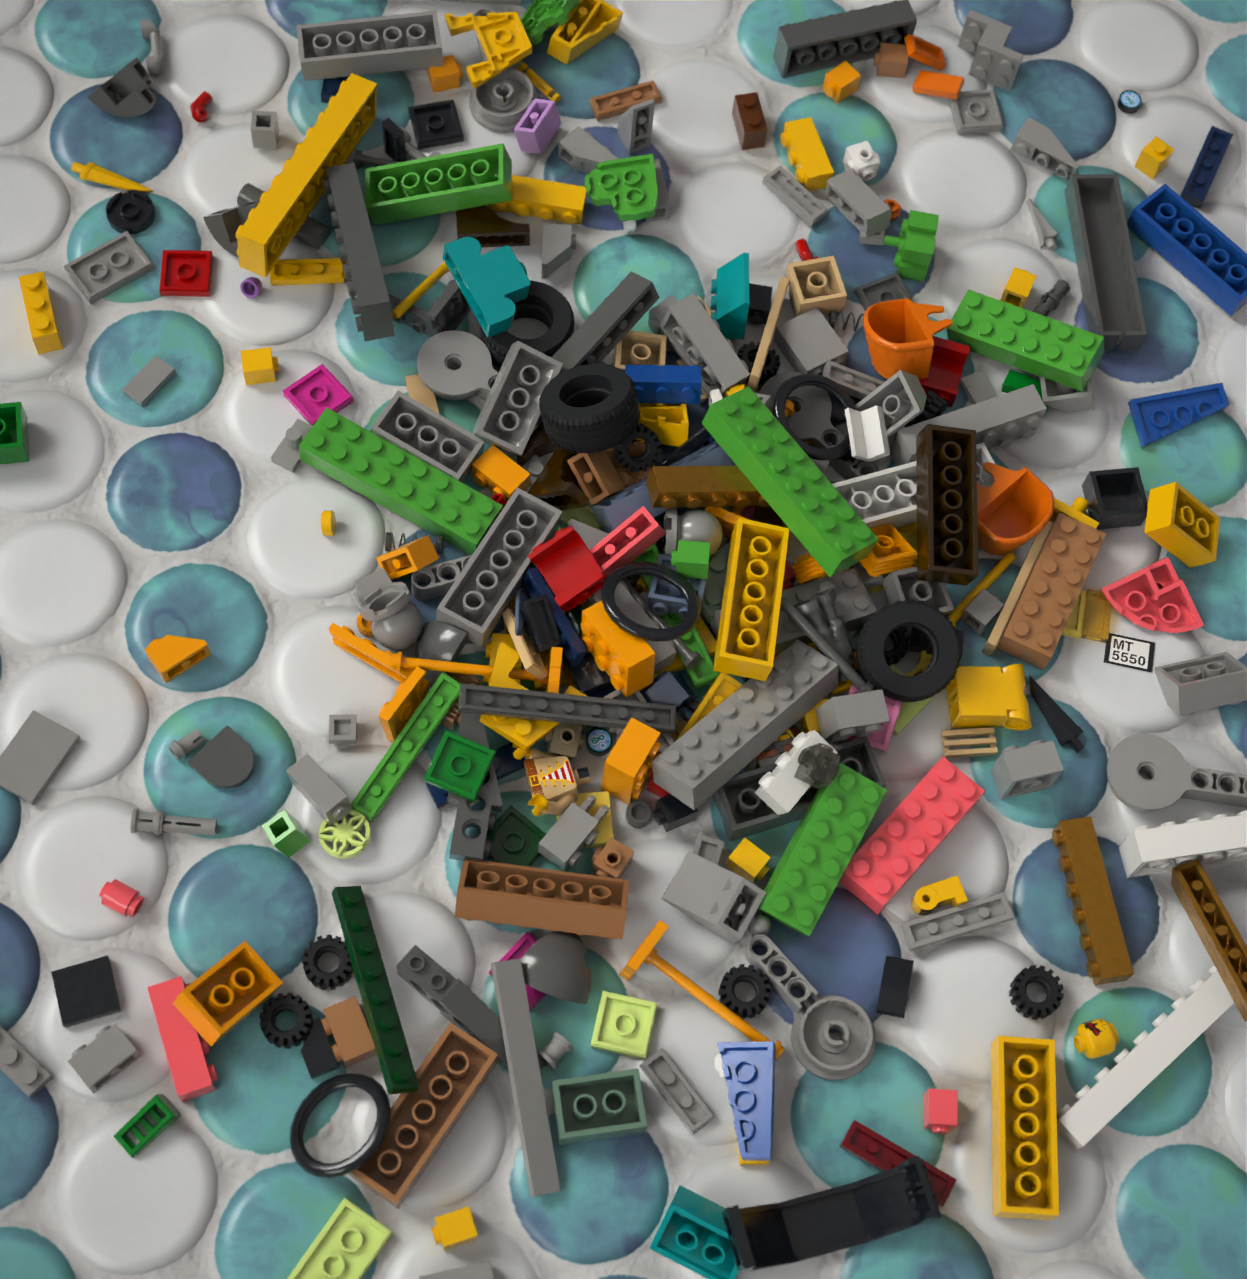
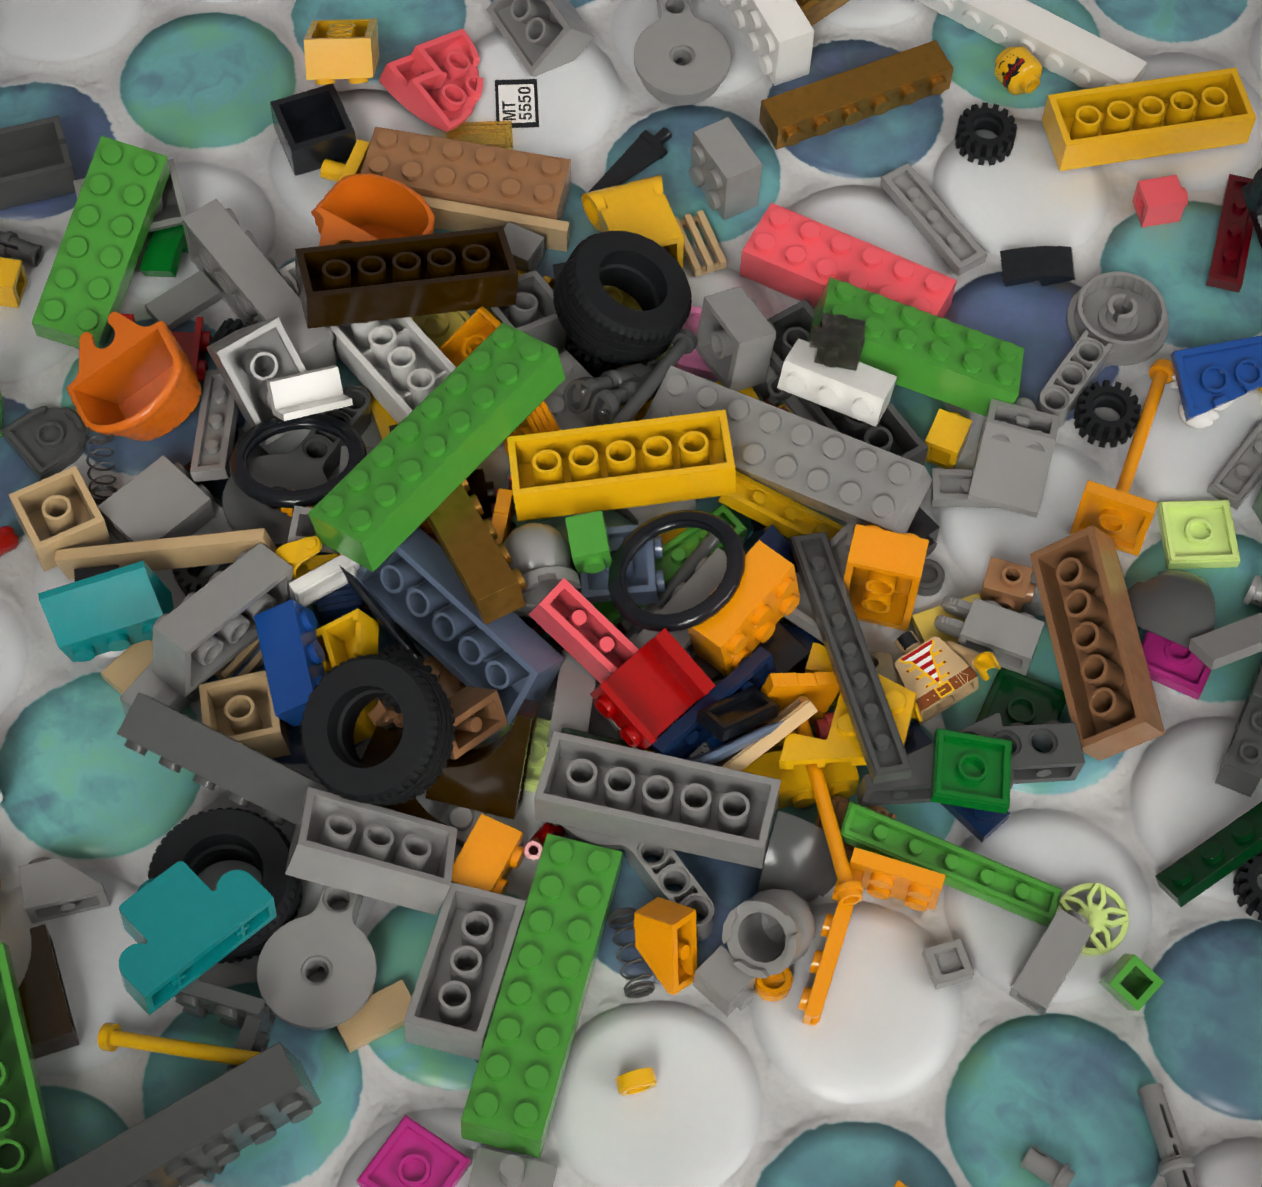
camera: 100 degrees left, 5 degrees down
(224, 760) = (1049, 1111): dark grey tile -> none
(938, 895) = (908, 239): yellow leg -> none
(1172, 411) = (155, 91): blue wing -> none

